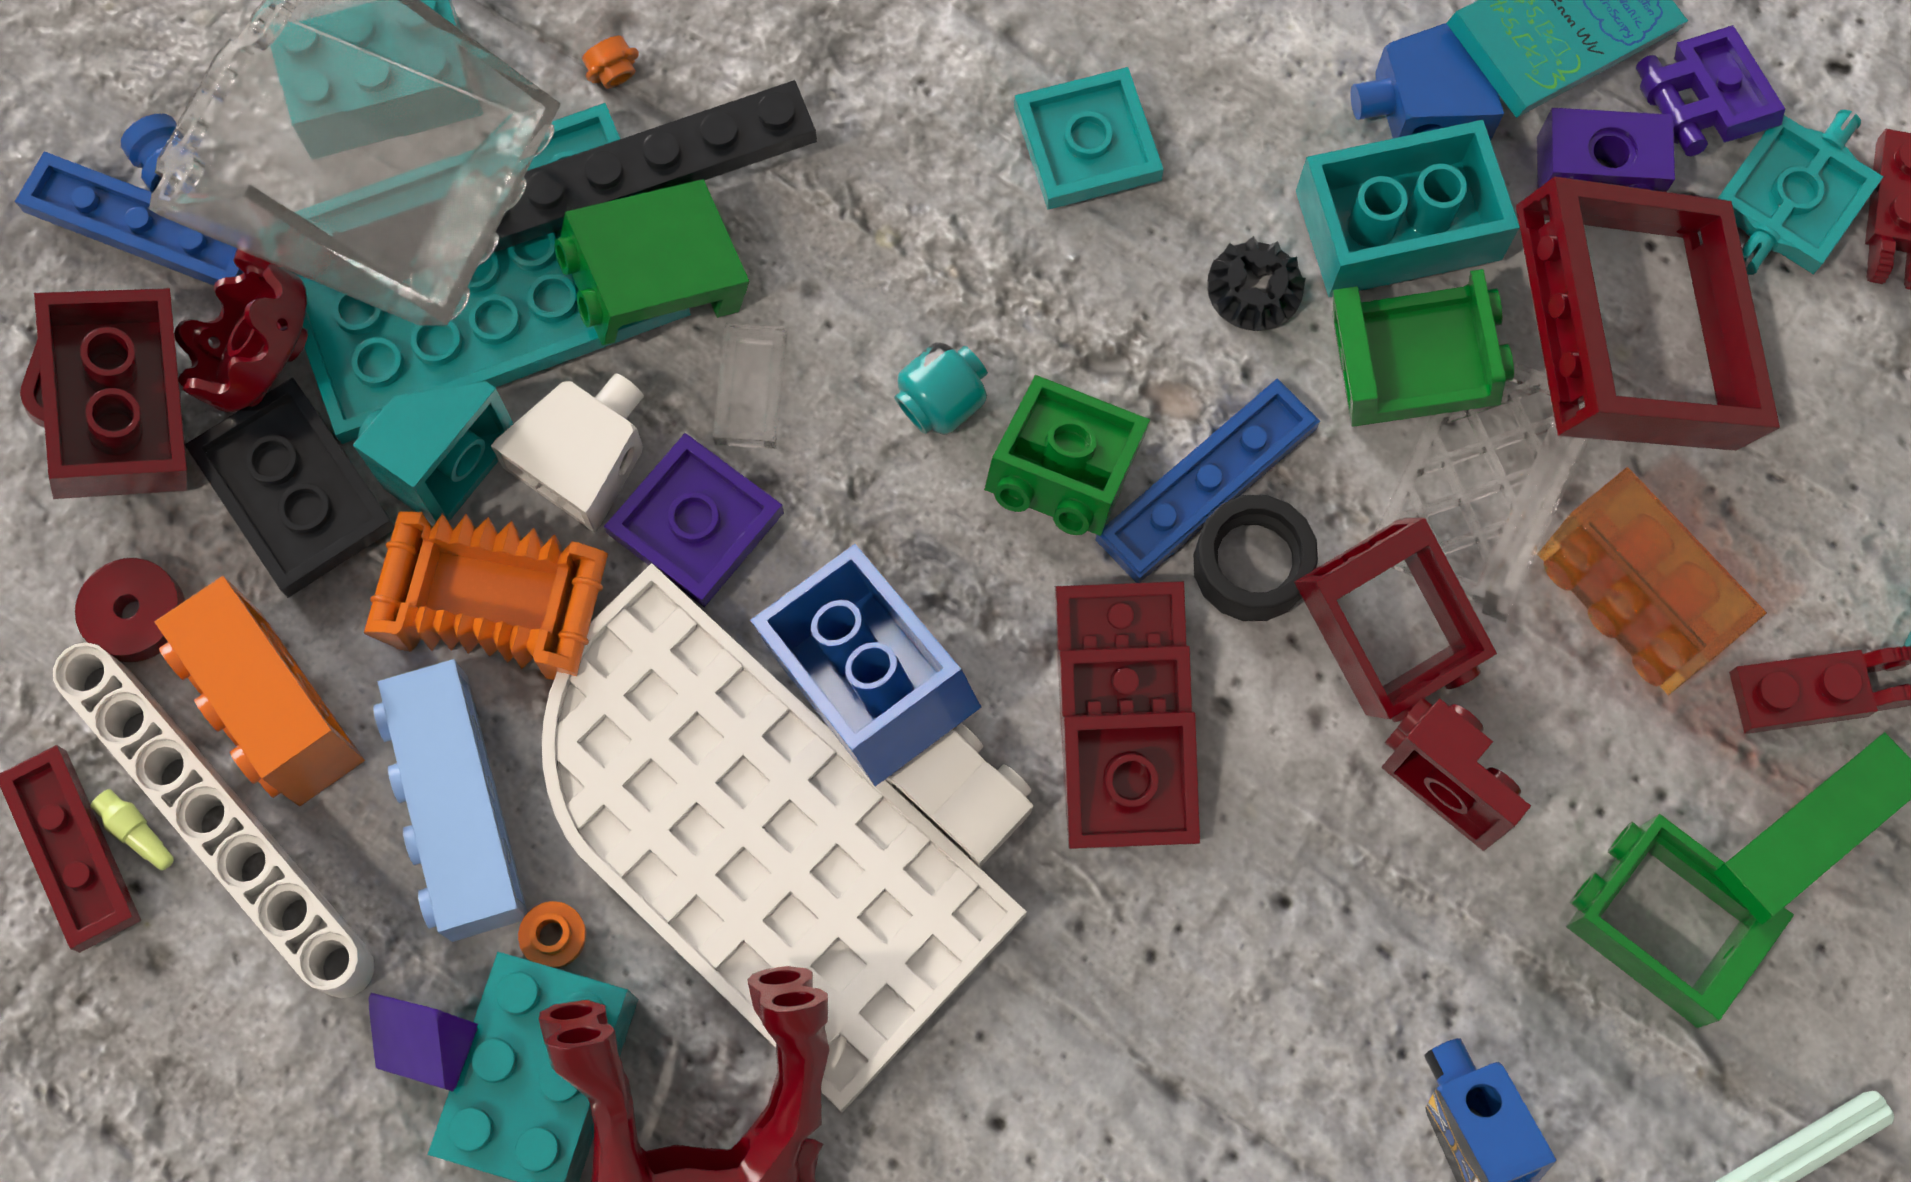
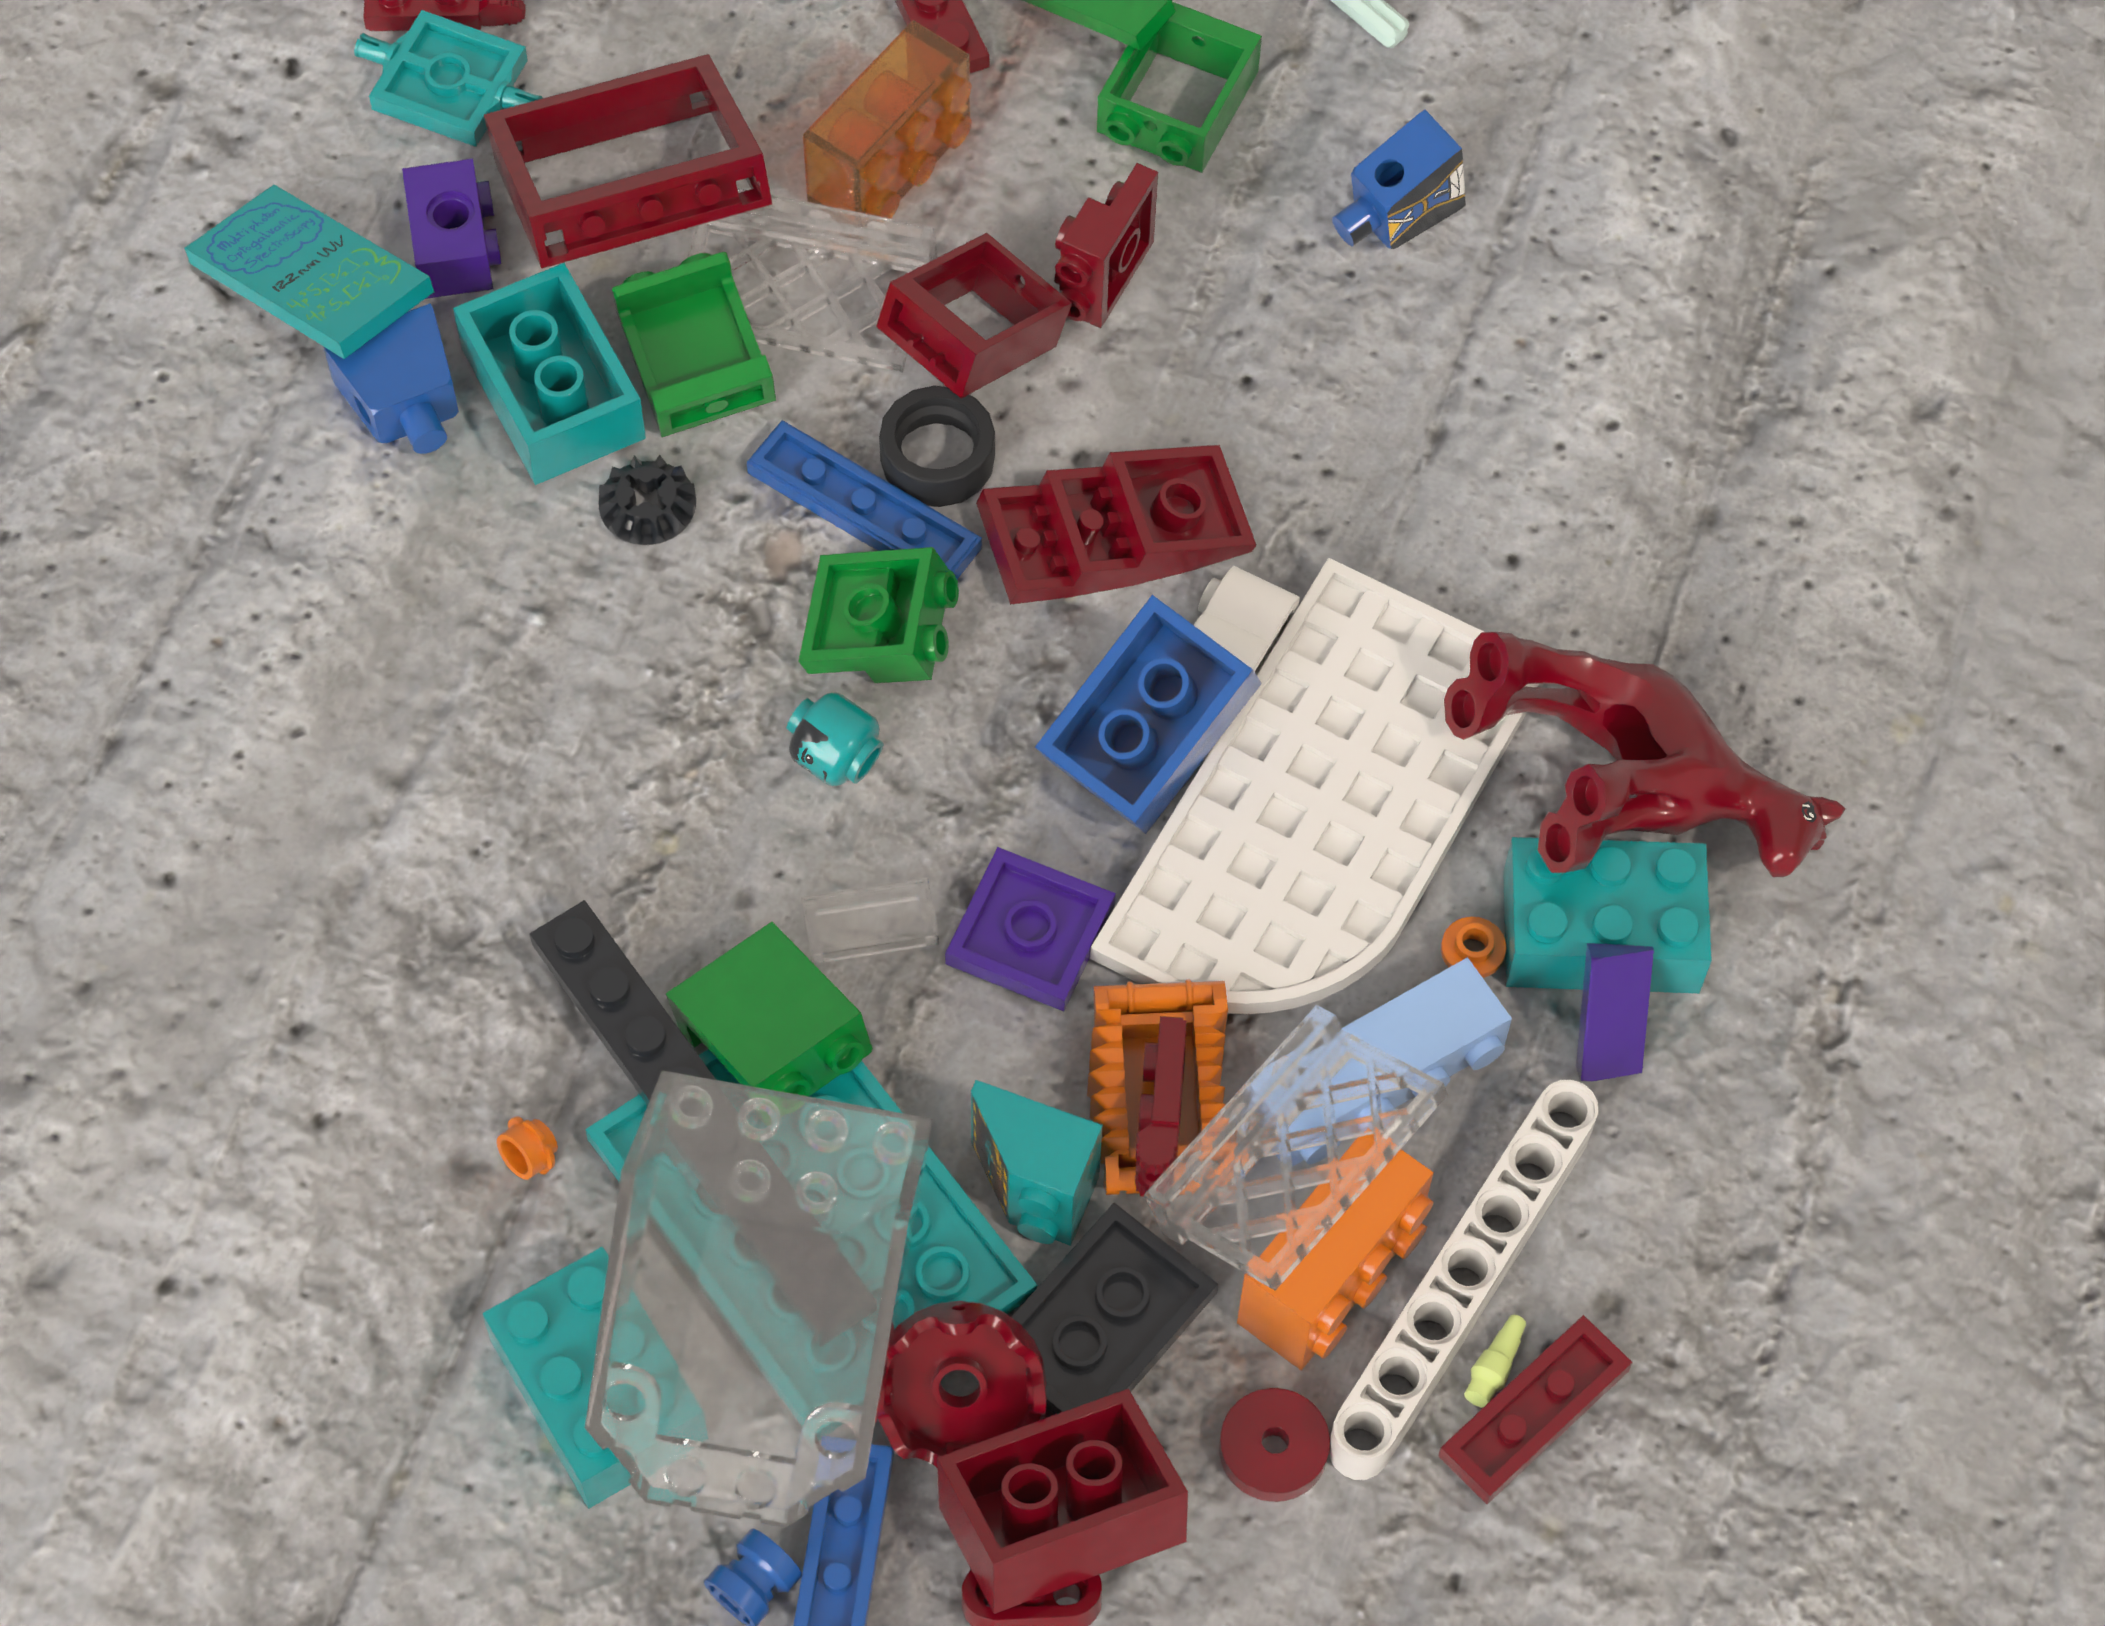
camera: 105 degrees left, 10 degrees down
(387, 645) = (1257, 1126): none -> clear fence
(446, 572) = (1161, 1112): none -> dark red hinge
(576, 447) = (985, 1039): white torso -> none
(1088, 138) = (520, 670): teal plate -> none
(1727, 83) = (346, 140): dark purple plate -> none

